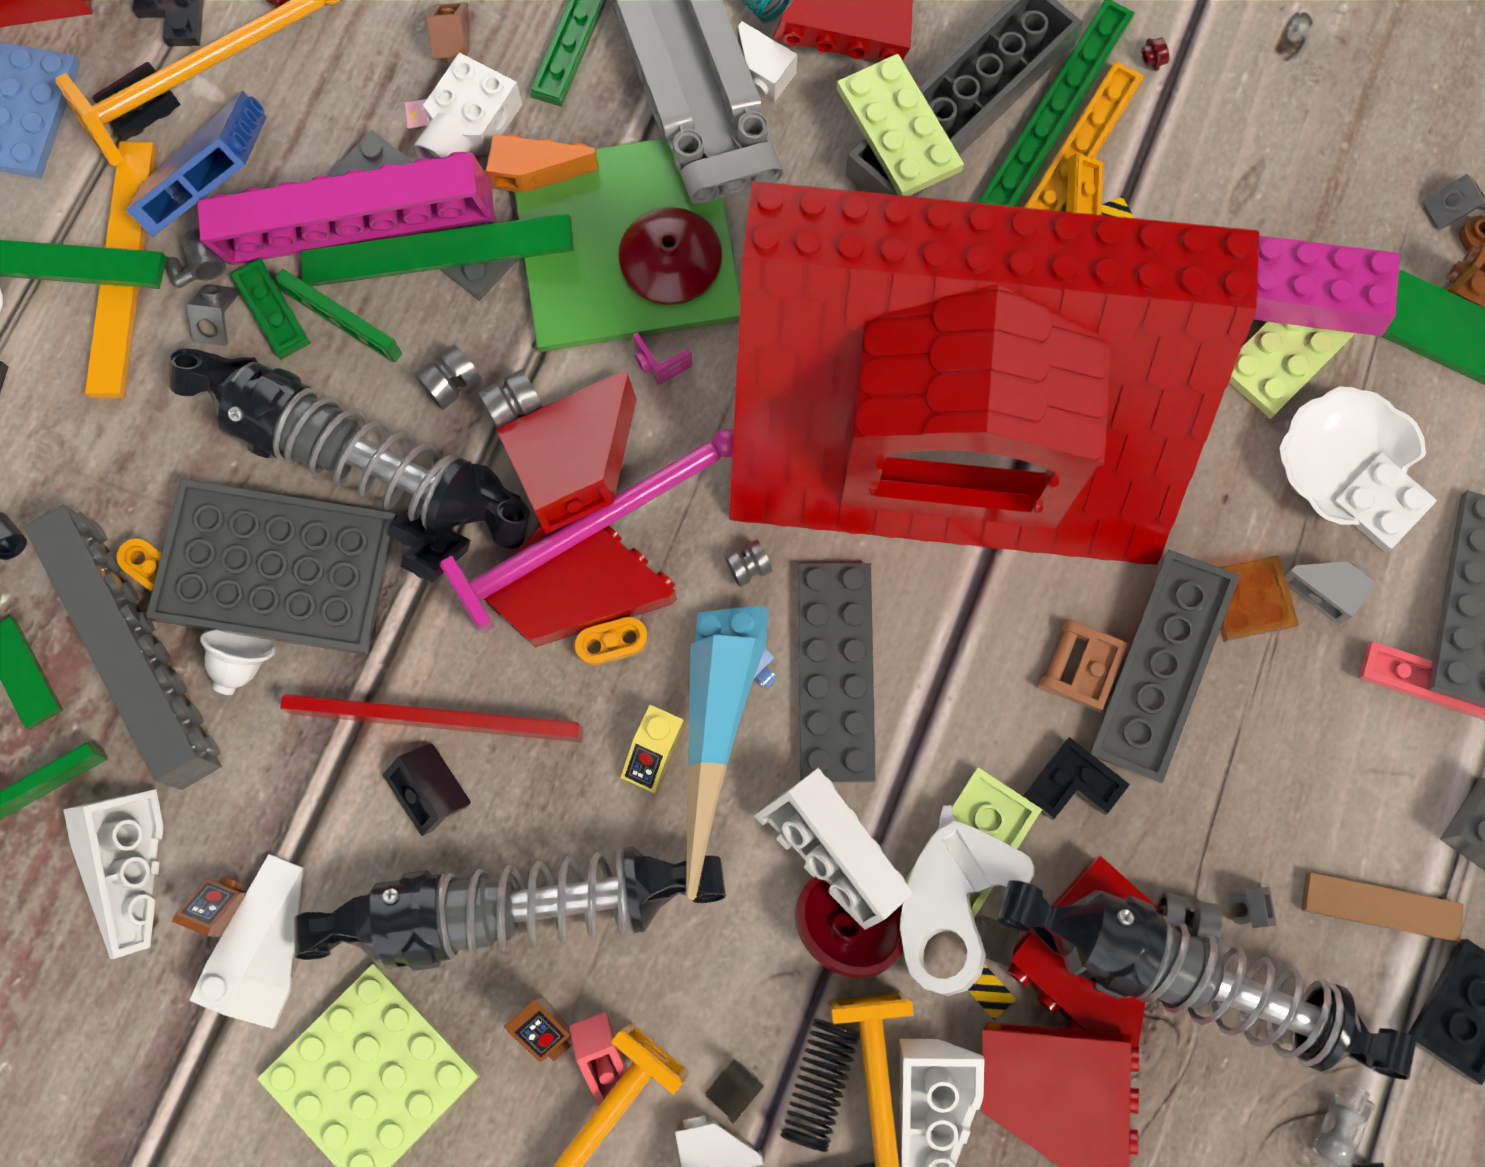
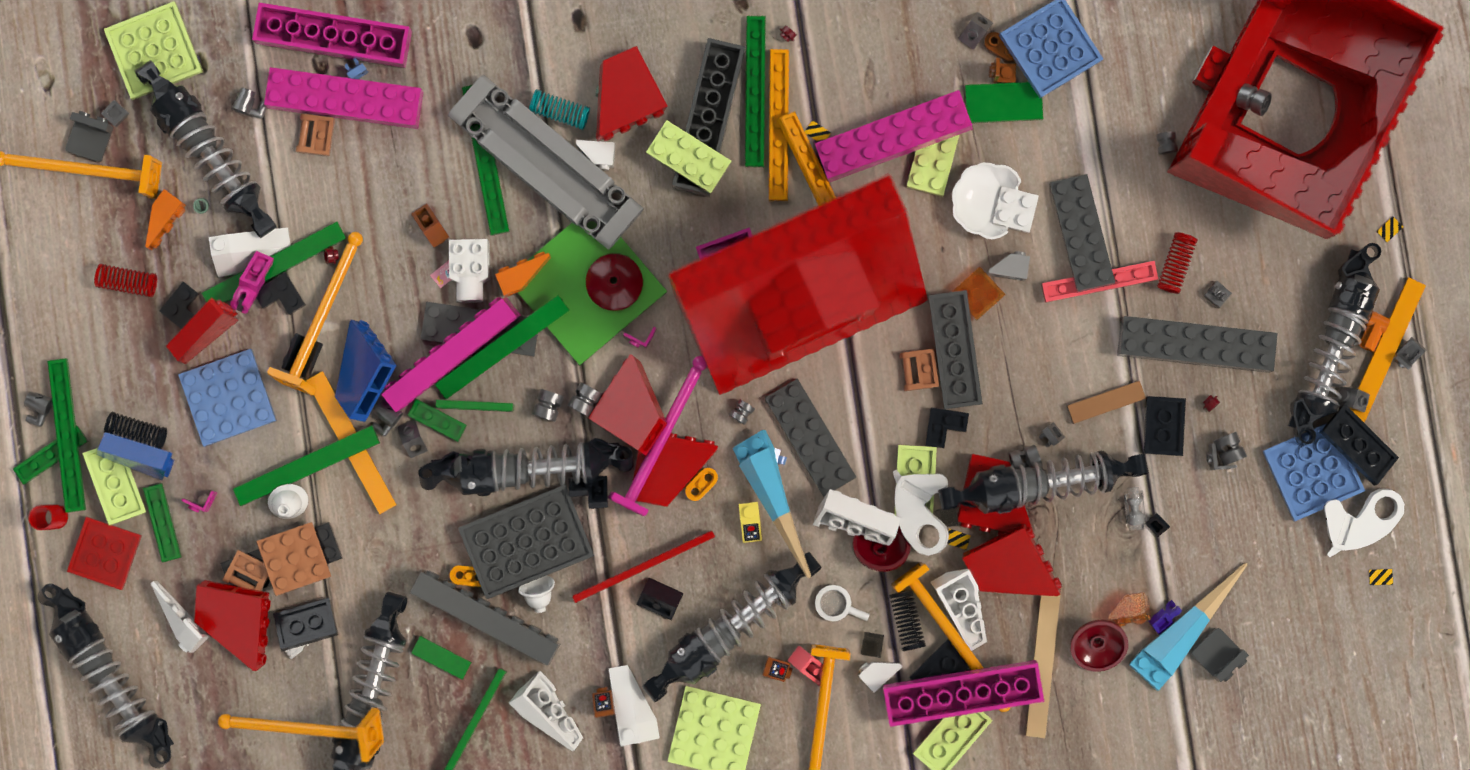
camera: 30 degrees left, 10 degrees up
(711, 977) = (835, 603): none -> piece

